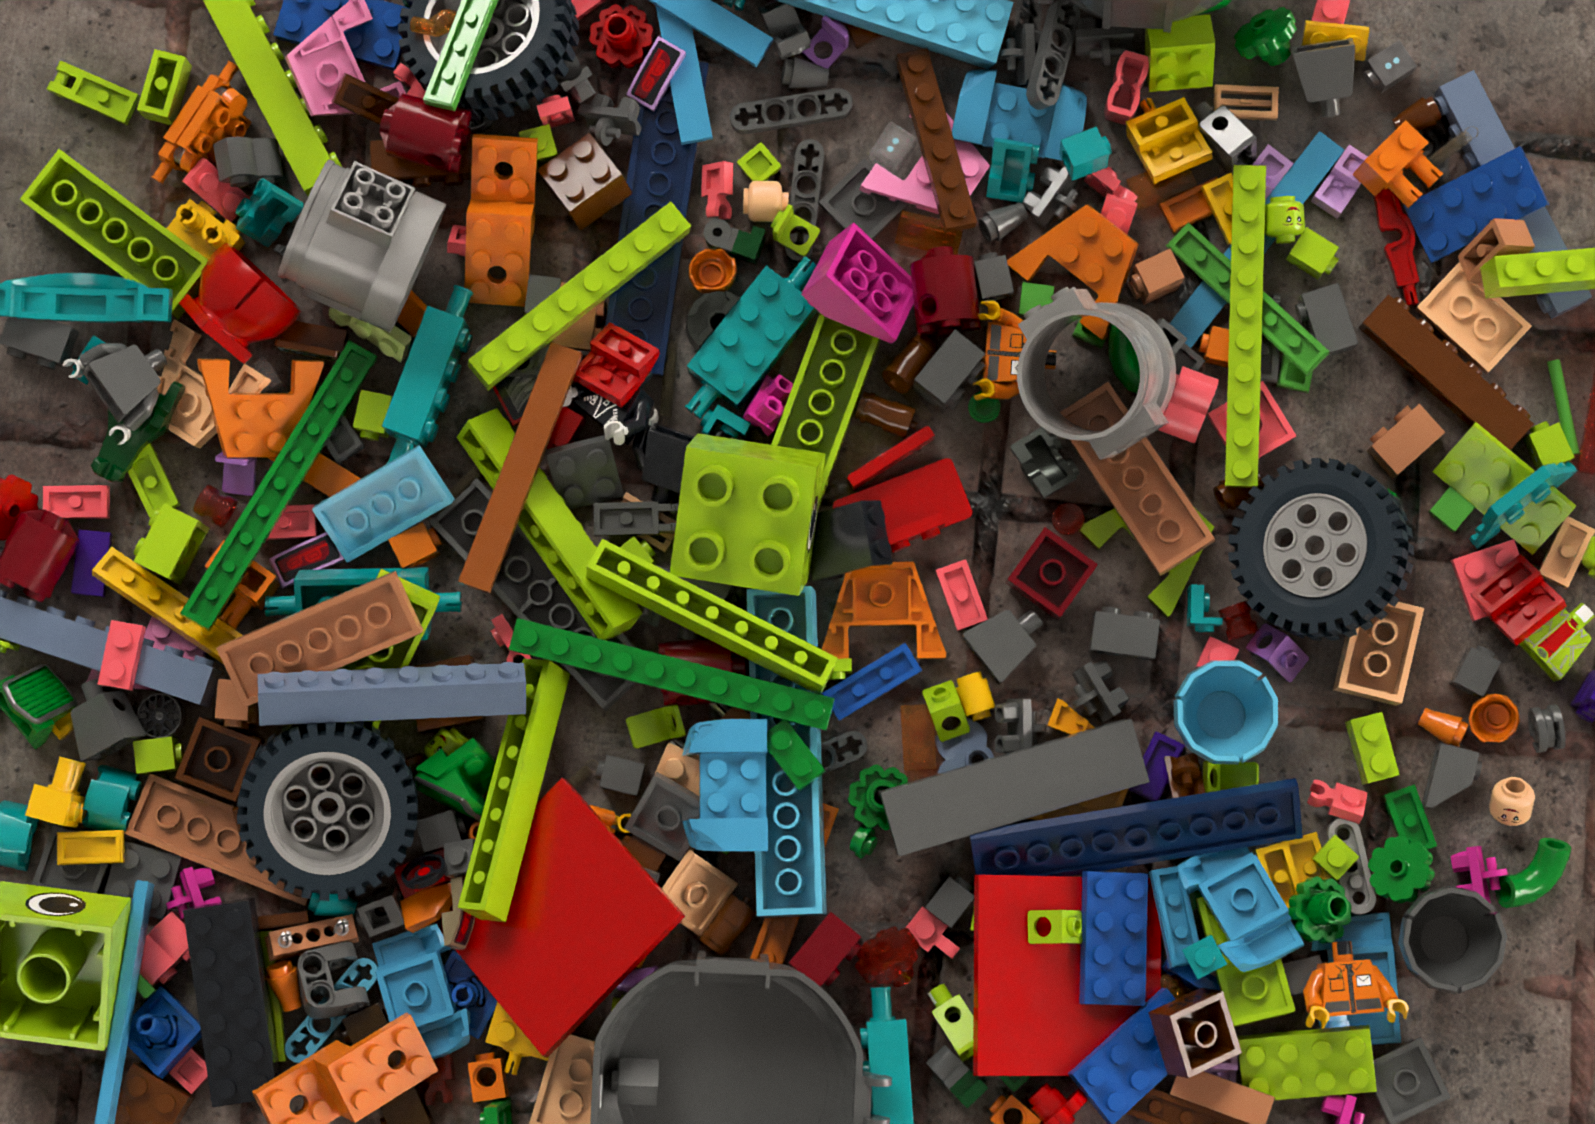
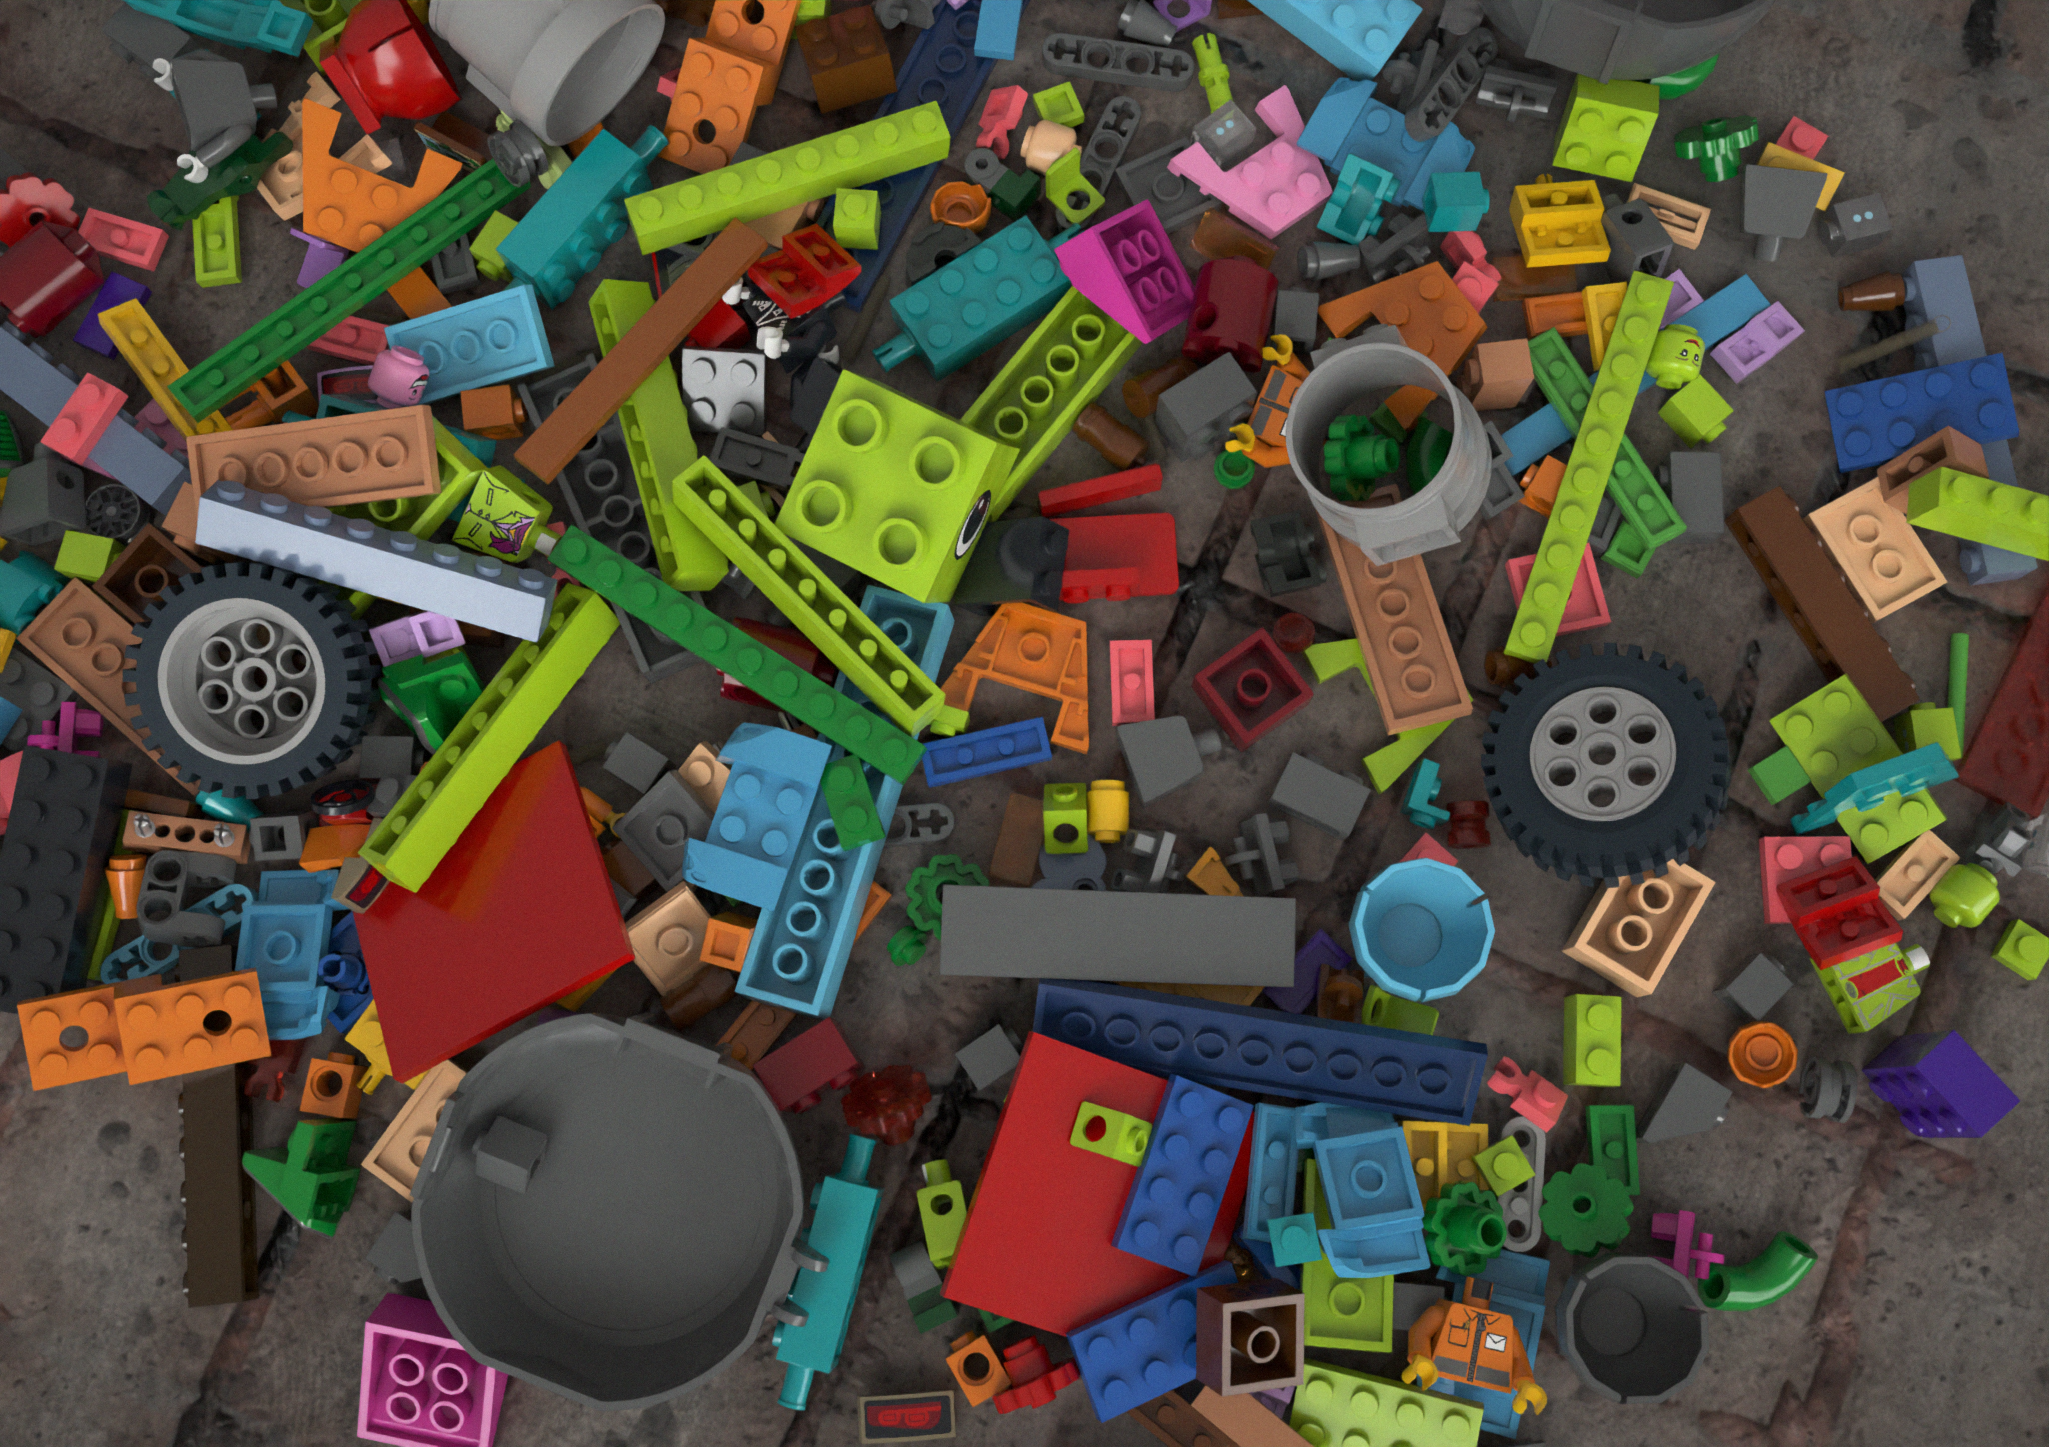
camera: 15 degrees right, 5 degrees down
(170, 543) = (201, 312): lime brick -> none
(217, 507) = (273, 287): clear red wheel -> none
(338, 544) = (398, 377): none -> bright pink head
(367, 344) = (517, 153): none -> dark grey wheel
(427, 735) = (415, 635): none -> lavender slope
(464, 627) = (506, 518): none -> lime torso
(640, 309) = (857, 218): none -> lime brick
(655, 726) = (699, 719): lime bracket -> none
(731, 423) = (919, 385): teal bracket -> none
(738, 880) = (728, 940): none -> orange brick
(768, 403) = (971, 377): dark pink hips -> none
(868, 98) = (1213, 72): none -> lime pin
(929, 932) = (951, 1087): coral plate -> none
(936, 140) = (1278, 139): reddish brown plate -> none
(1075, 387) = (1357, 457): none -> green plant
(1126, 88) = (1527, 148): coral brick -> none
(1189, 404) = (1487, 540): coral brick -> none
(1281, 654) = (1511, 882): medium lavender bracket -> none
(1387, 162) = (1832, 324): orange brick -> none
(1398, 252) = (1804, 403): red piece -> none
(1405, 440) = (1747, 670): nougat brick -> none
(1445, 727) = (1692, 1043): orange cone -> none
(1512, 801) = (1756, 1169): light nougat head -> none

